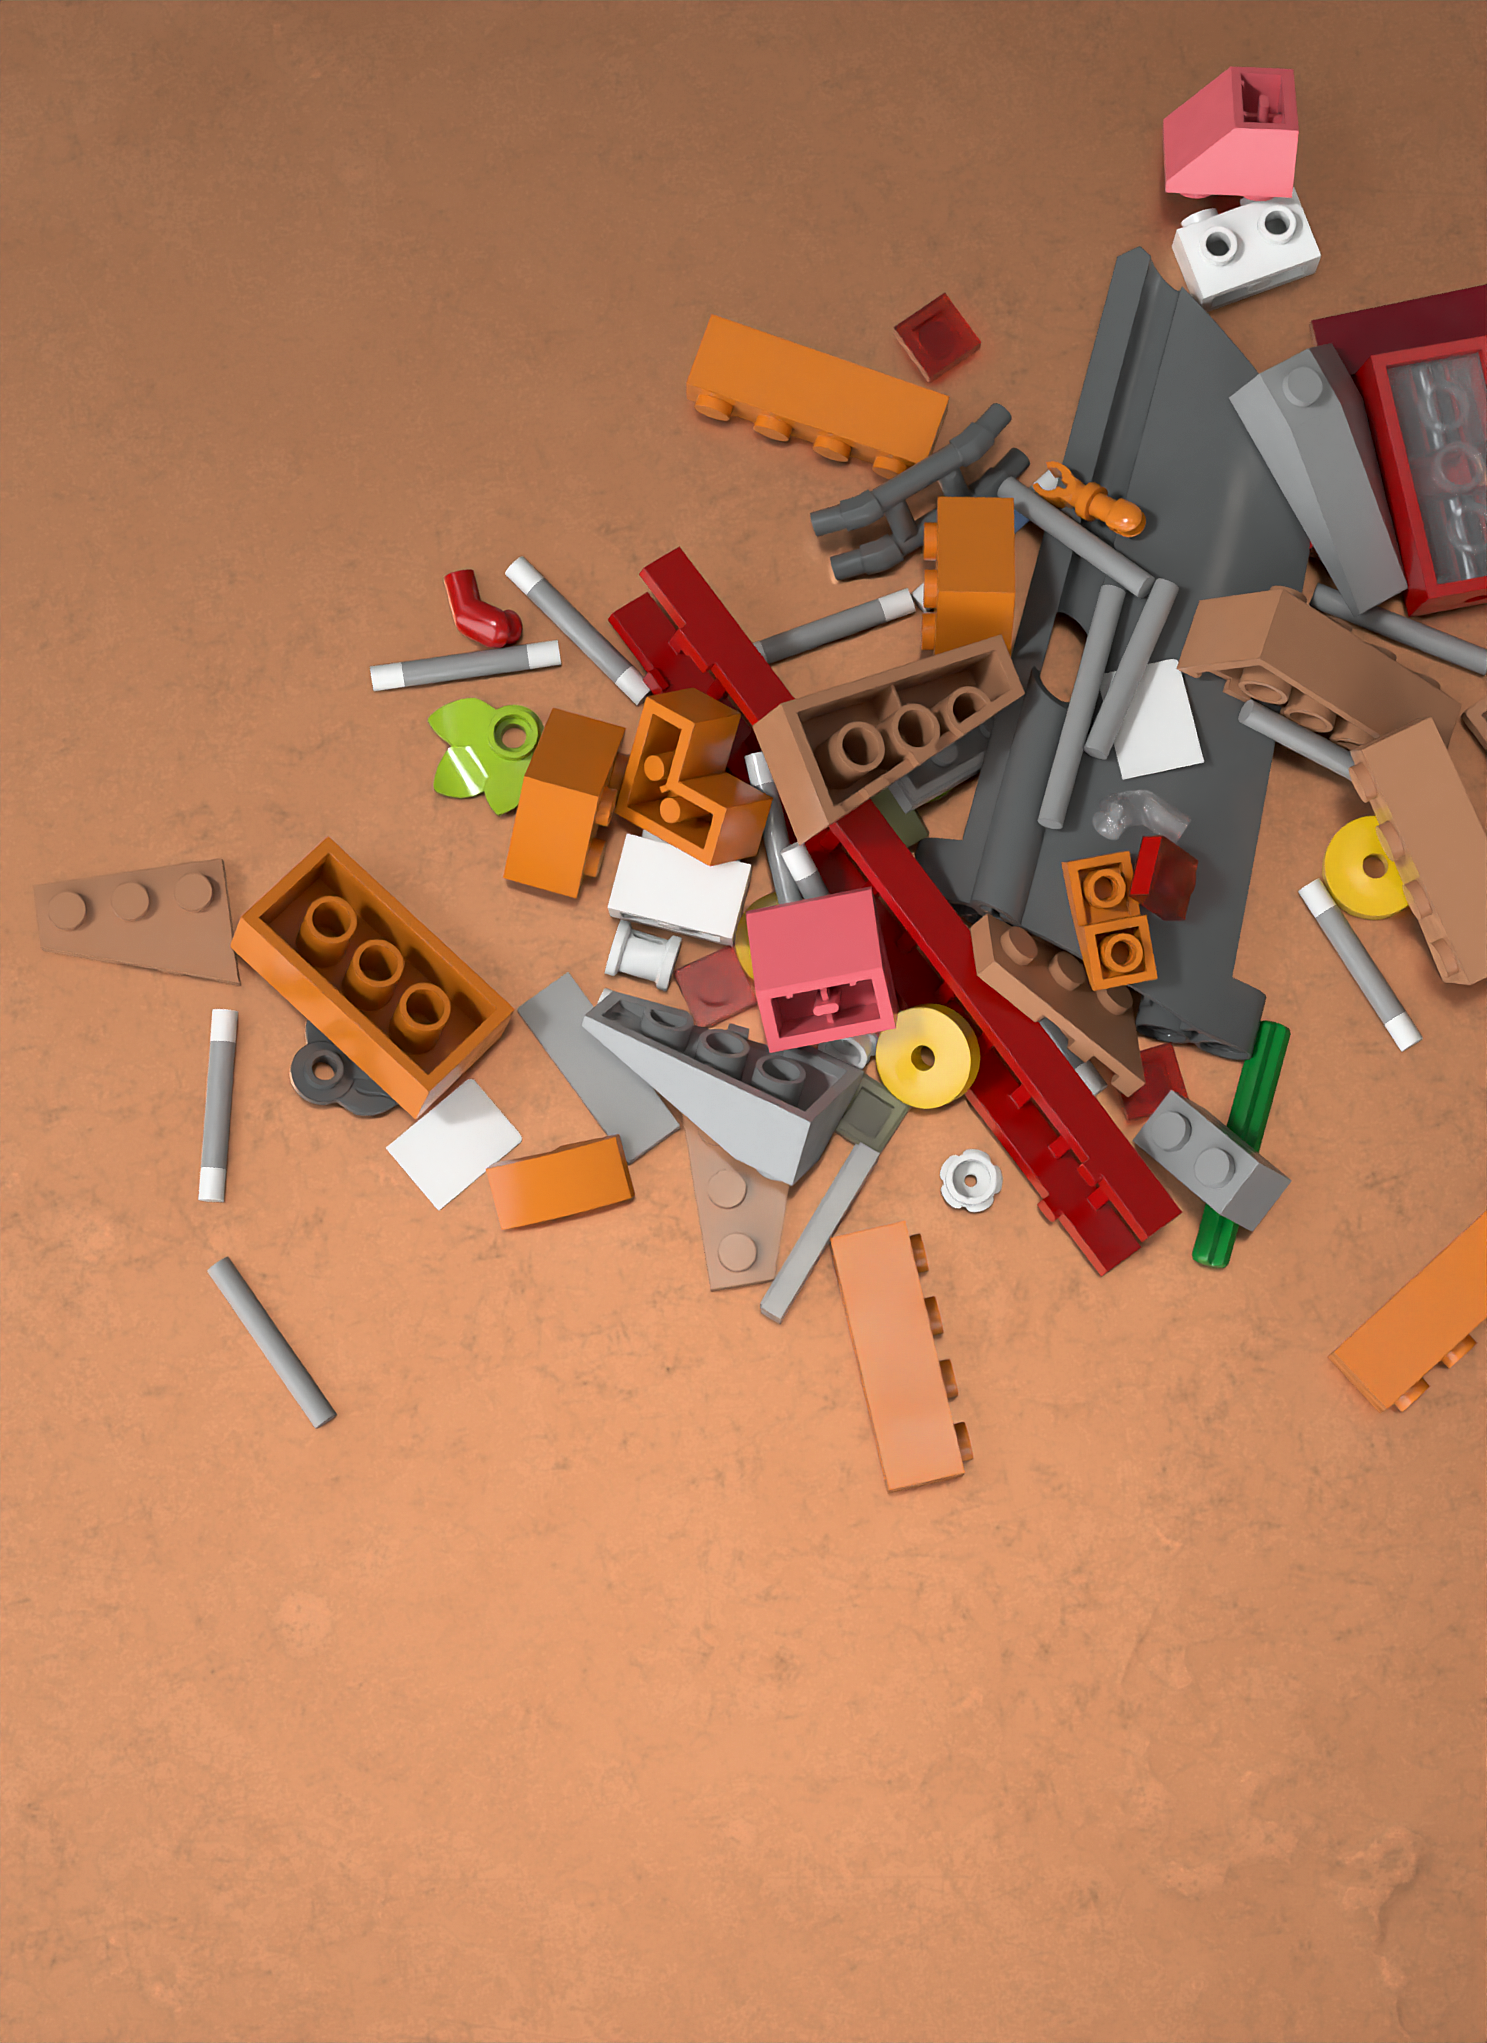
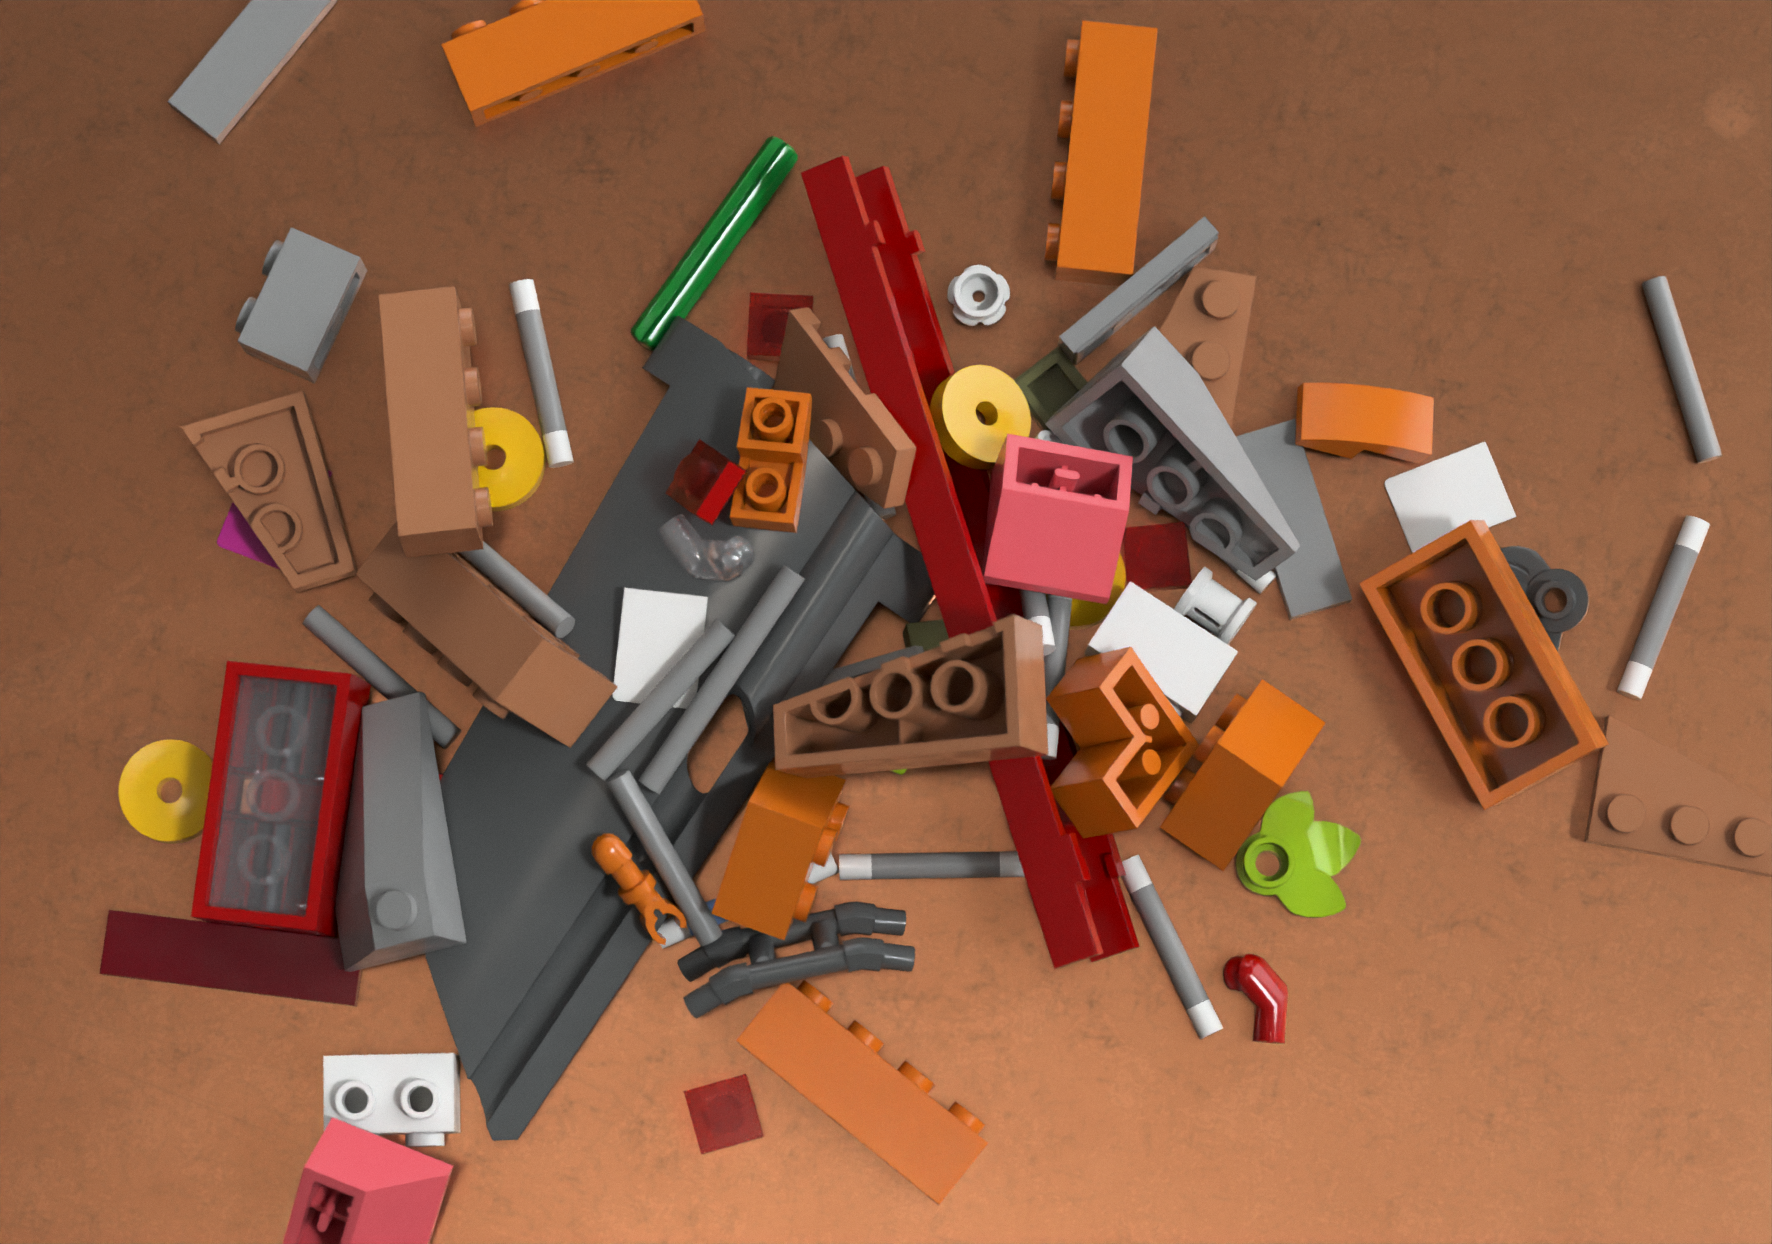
camera: 160 degrees left, 0 degrees up
(465, 665) = (1291, 950): light grey bar -> none
(1211, 1160) = (752, 223): light grey brick -> none

